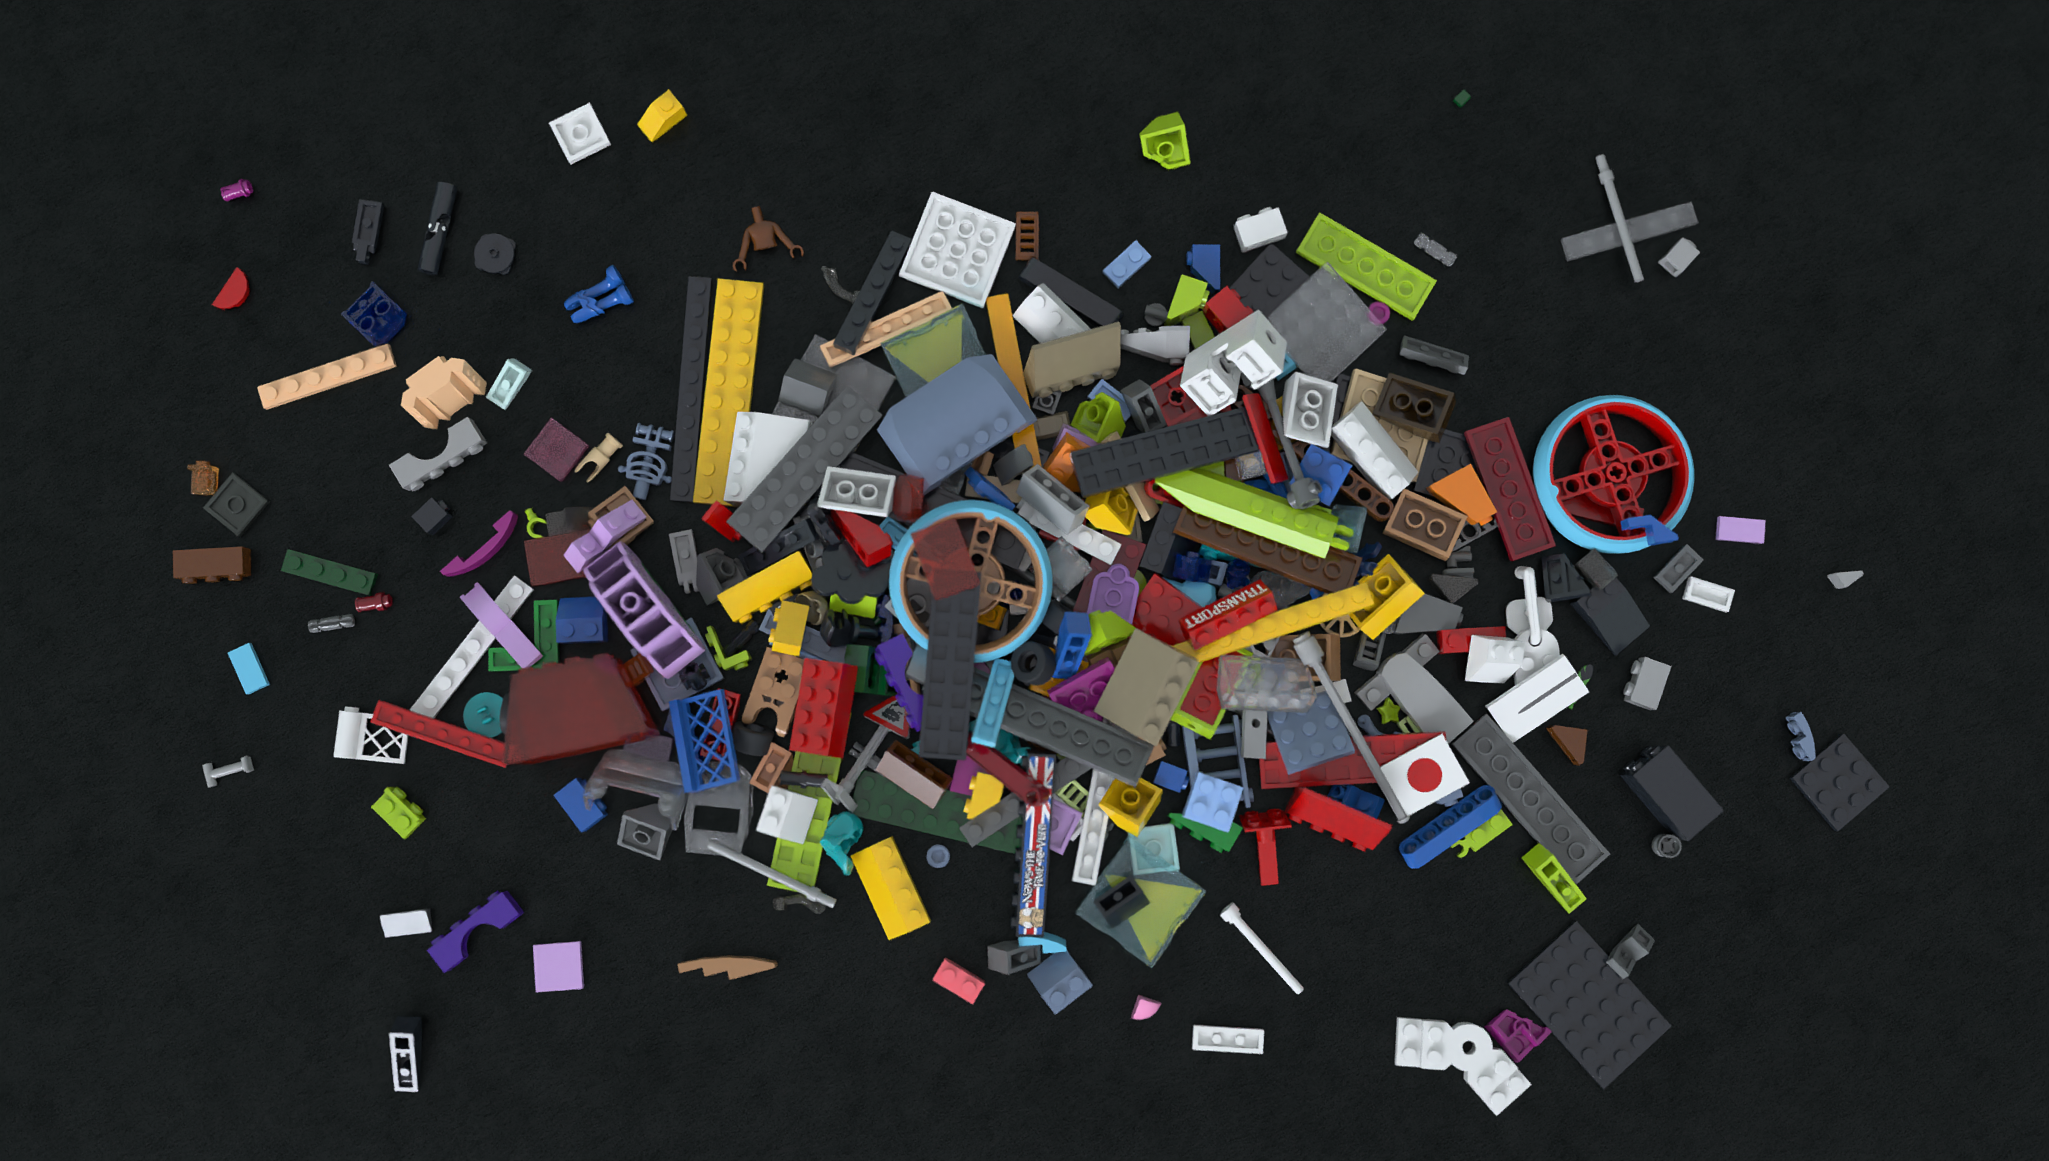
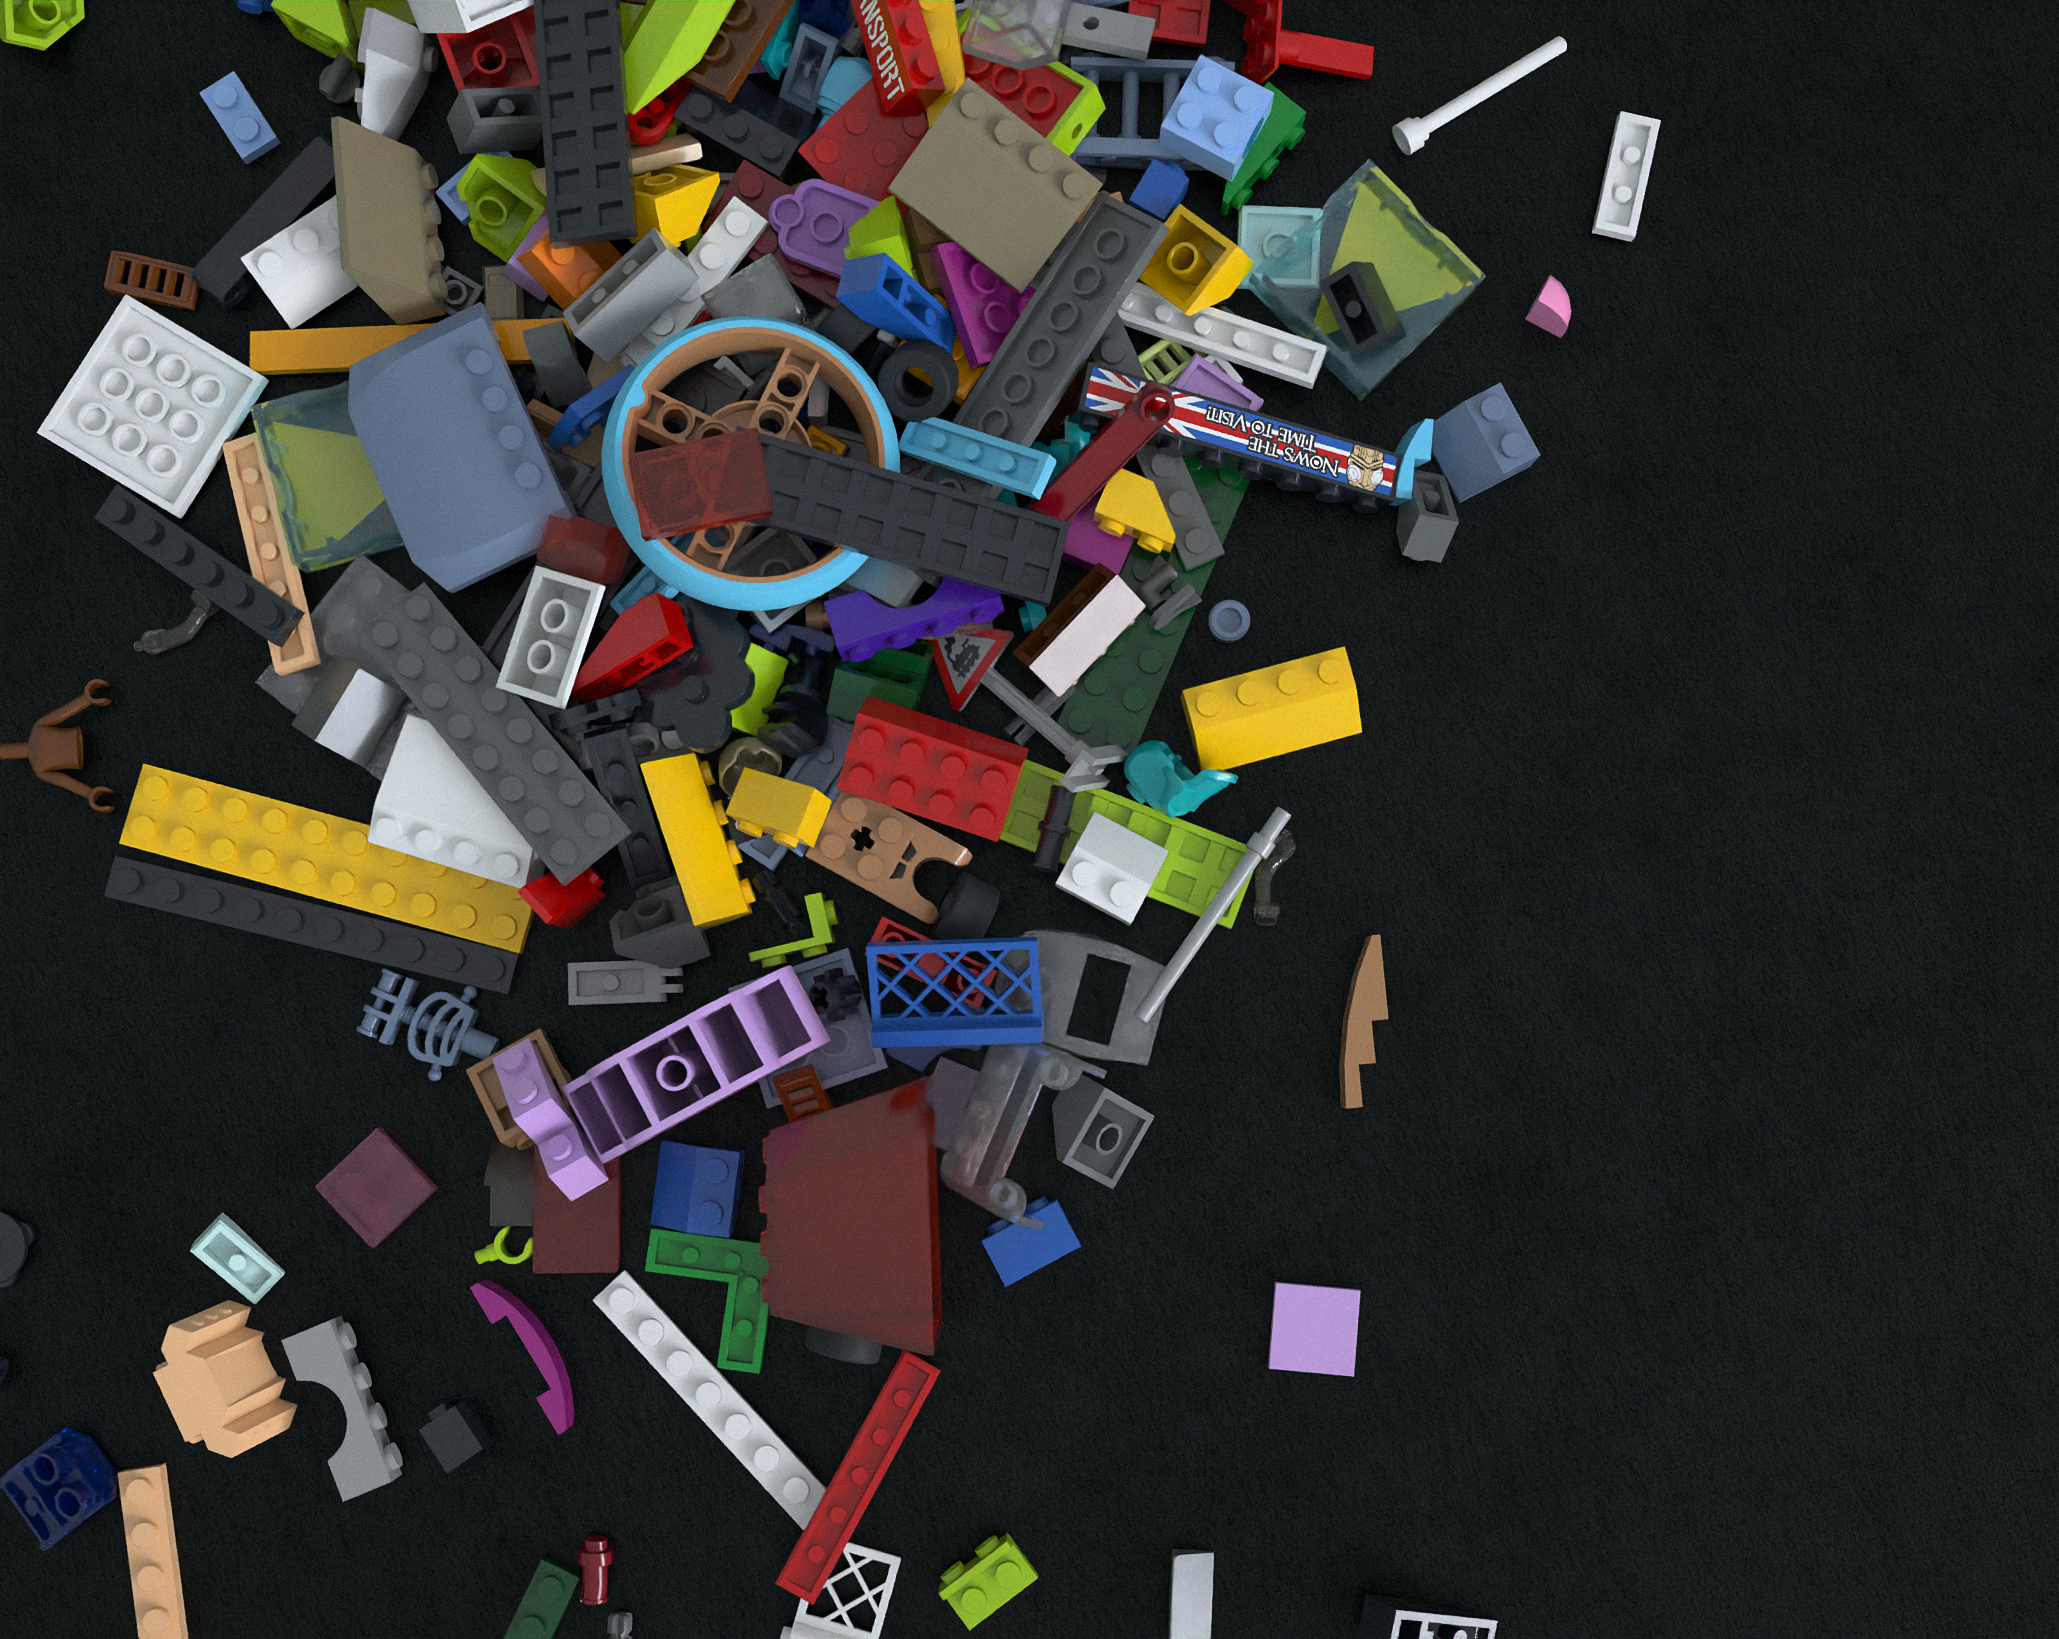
camera: 75 degrees left, 0 degrees up
(452, 948) = (1251, 1516): dark purple arch -> none
(483, 714) = (837, 1394): teal piece -> none
(501, 626) = (681, 1336): lavender piece -> none
(590, 305) = (124, 1079): blue piece -> none
(601, 454) = (401, 1107): tan piece -> none
(770, 767) = (1023, 887): nougat slope -> none
(943, 809) = (1148, 592): none -> dark grey piece
(959, 980) = (1453, 617): coral brick -> none
(1192, 567) = (798, 87): clear blue brick -> none

